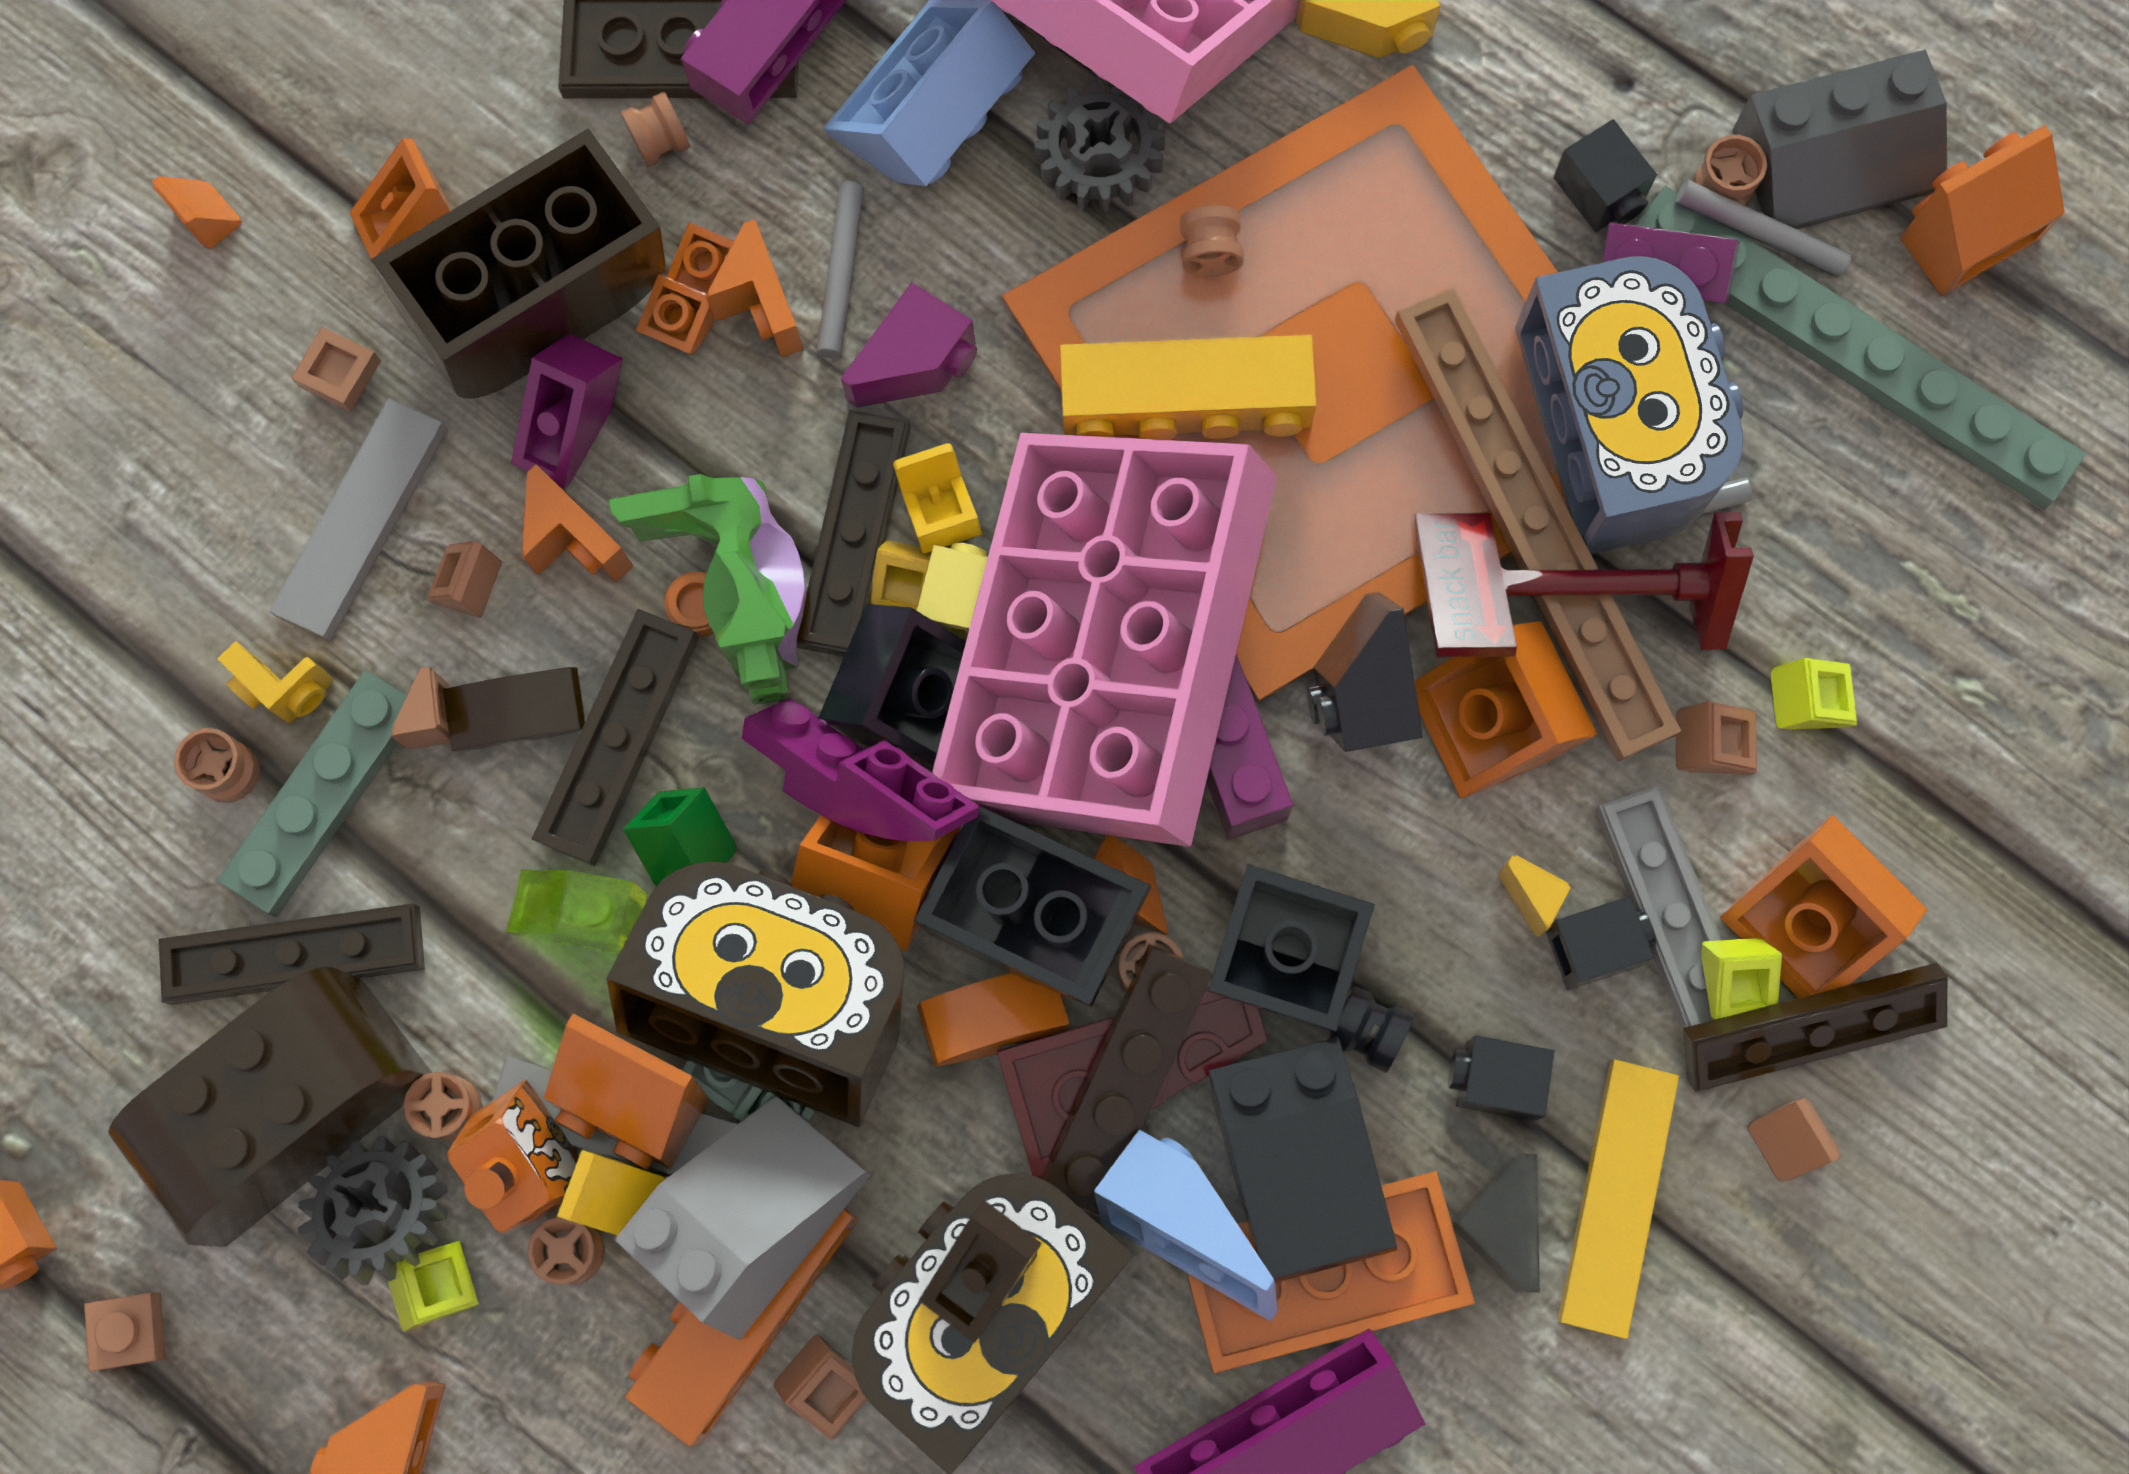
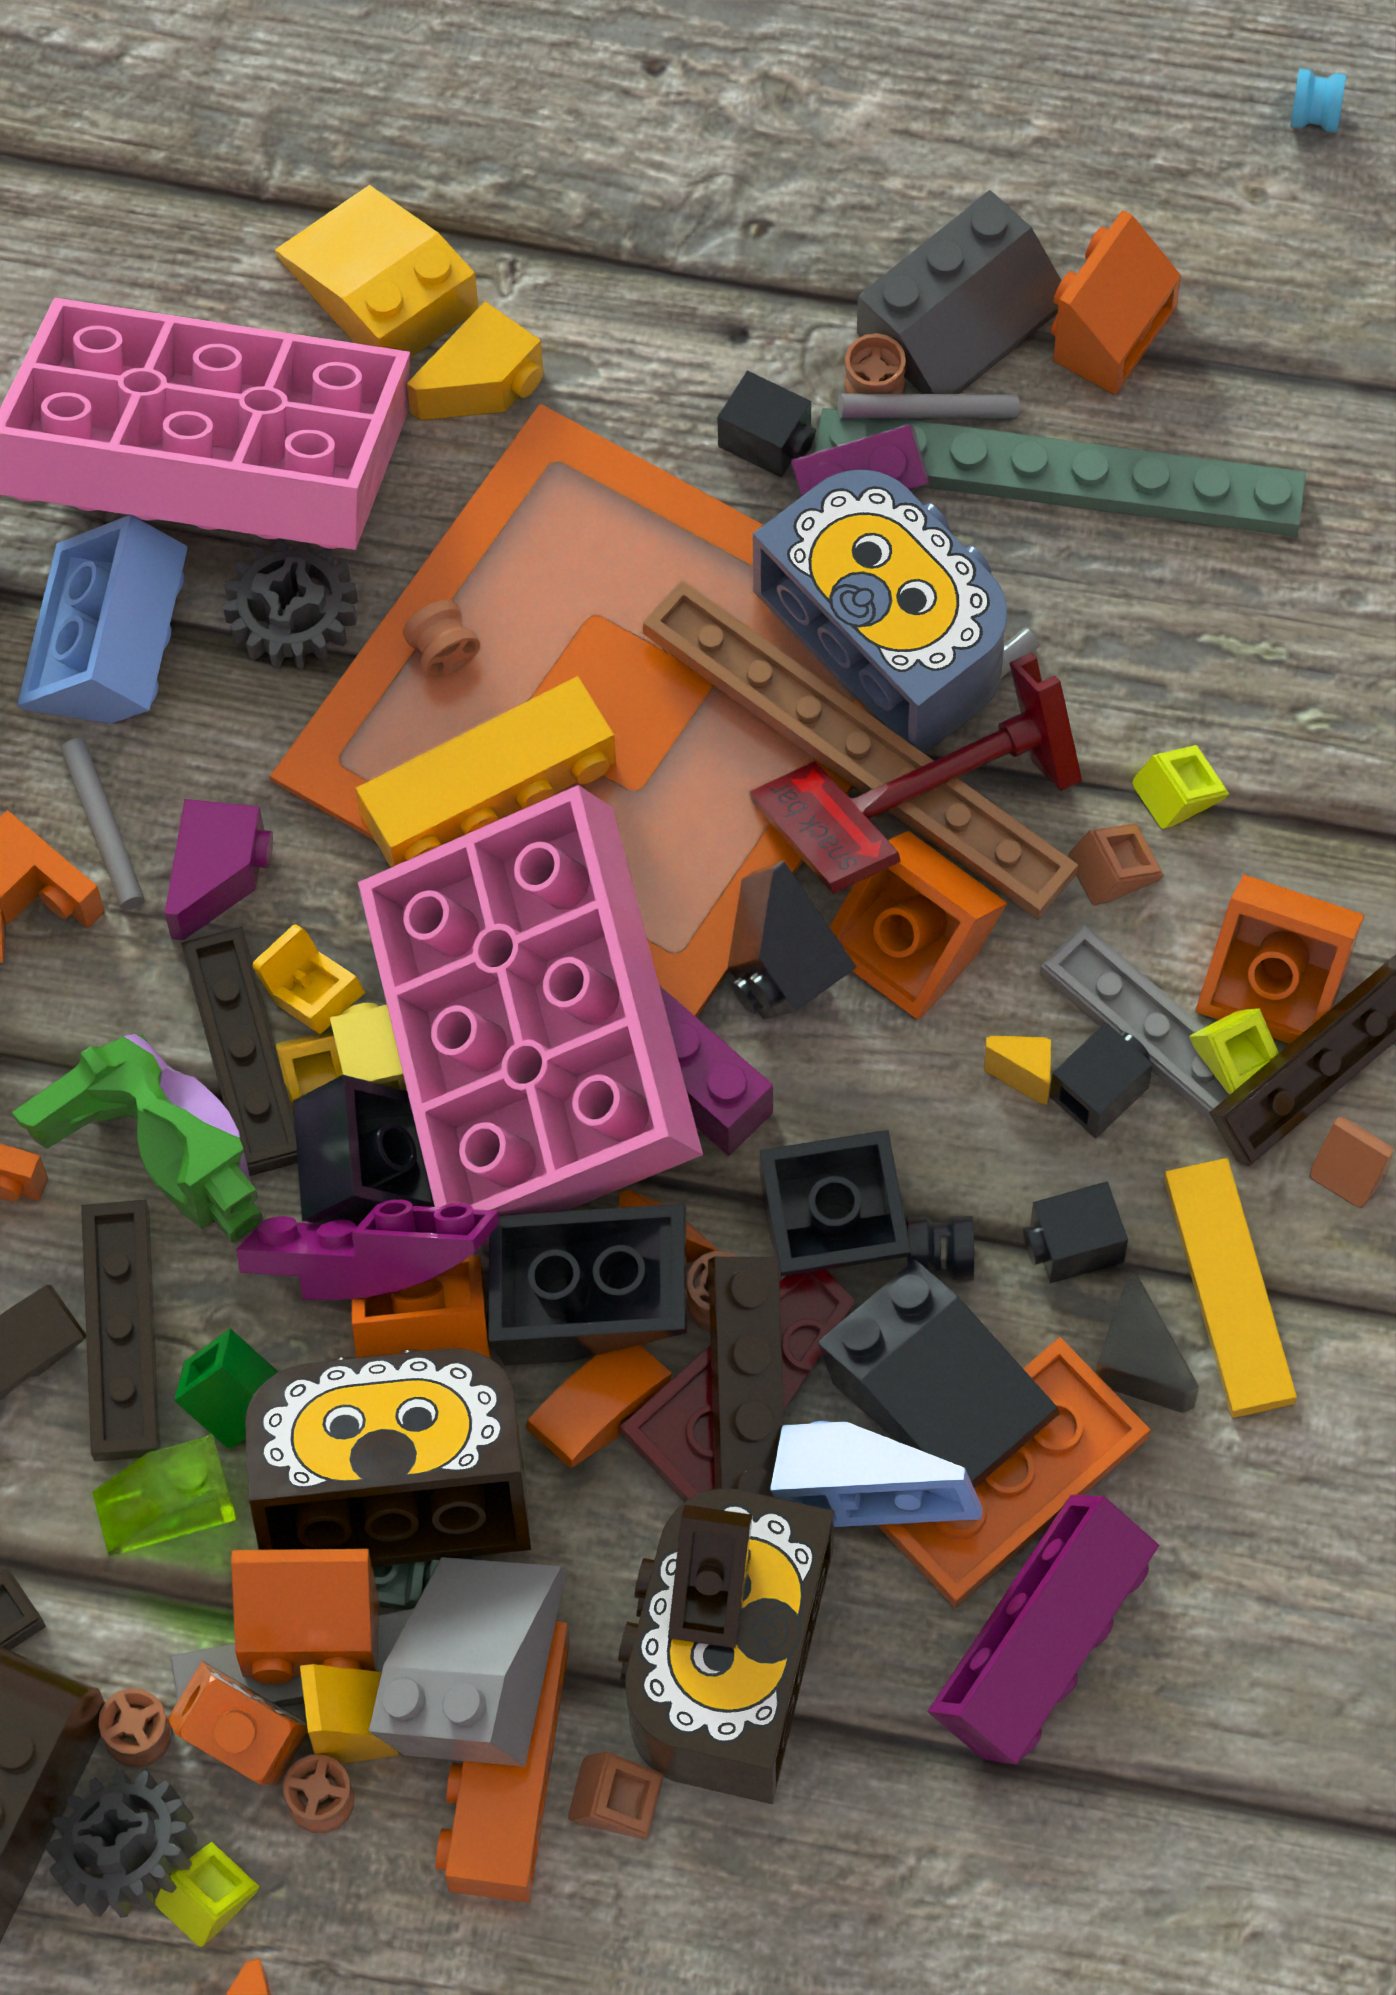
camera: 30 degrees left, 10 degrees down
(685, 603) = (125, 1178): orange tile -> none

